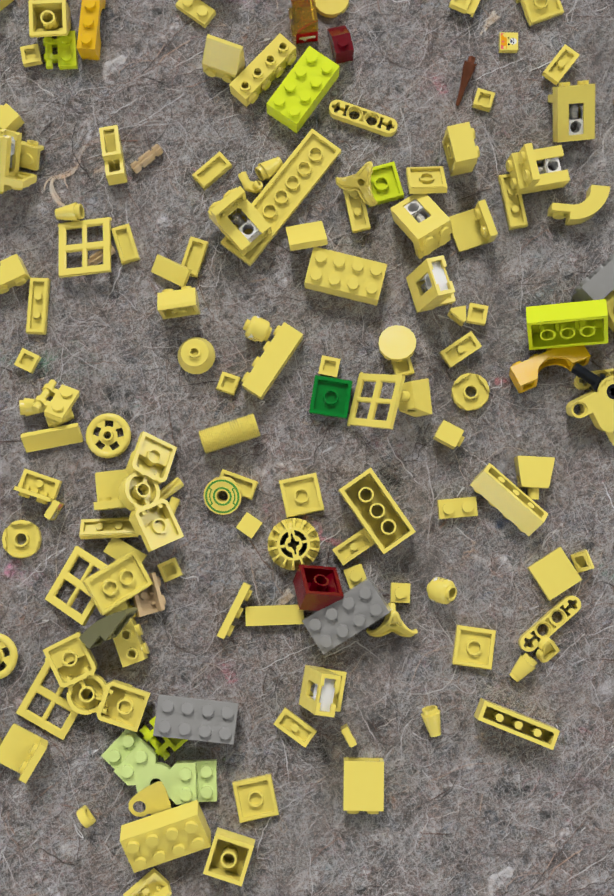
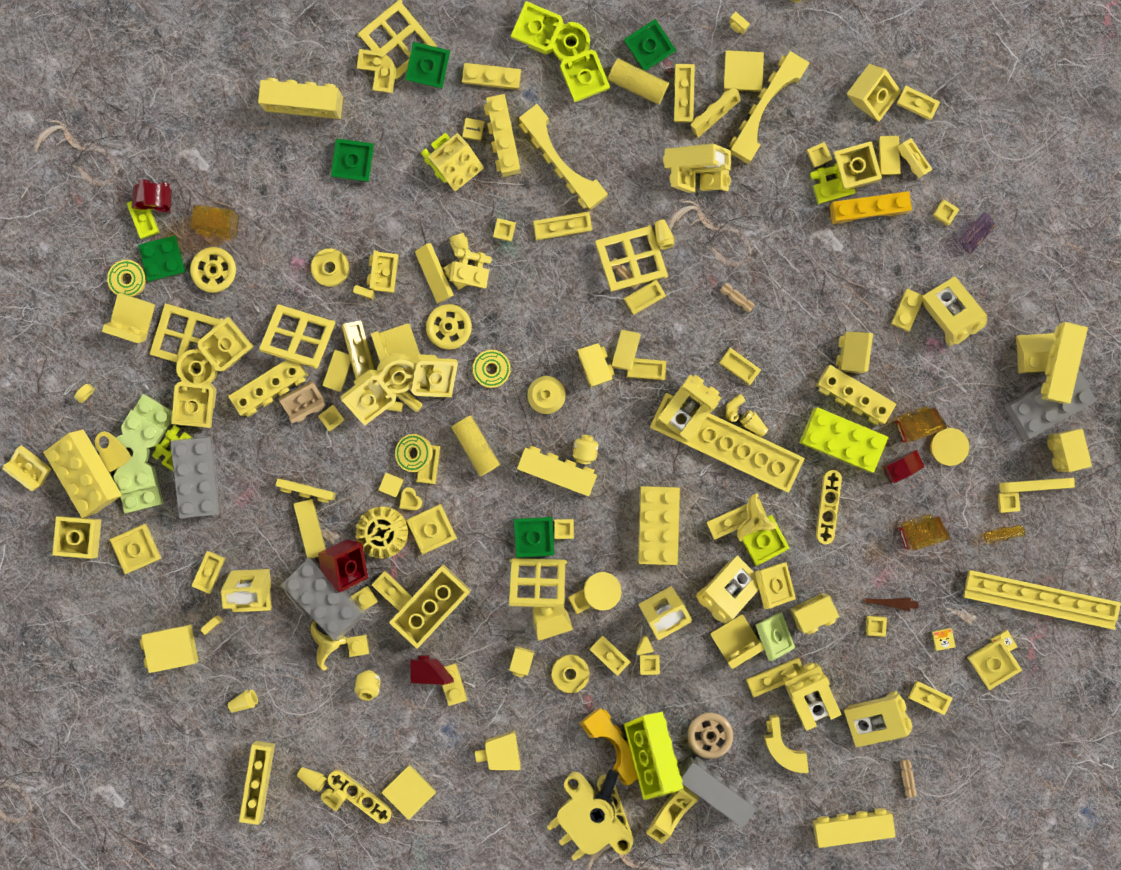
camera: 75 degrees right, 5 degrees up
(107, 627) = (261, 374): olive slope -> none
(113, 155) = (733, 263): light yellow slope -> none
(117, 582) = (306, 373): light yellow tile -> none
(150, 395) = (486, 358): none -> light yellow tile
(228, 383) = (526, 432): light yellow tile -> none
(268, 510) = (410, 500): none -> light yellow tile
(306, 235) = (690, 477): light yellow tile -> none
(405, 35) = (923, 532): none -> clear yellow slope
(440, 526) = (429, 671): none -> dark red slope
(473, 647) = (321, 727): light yellow tile -> none
(474, 189) = (775, 636): none -> yellowish green tile
(509, 499) = (470, 733): light yellow brick -> none
(544, 283) = (726, 735): none -> tan plate
(582, 561) = (426, 816): light yellow slope -> none

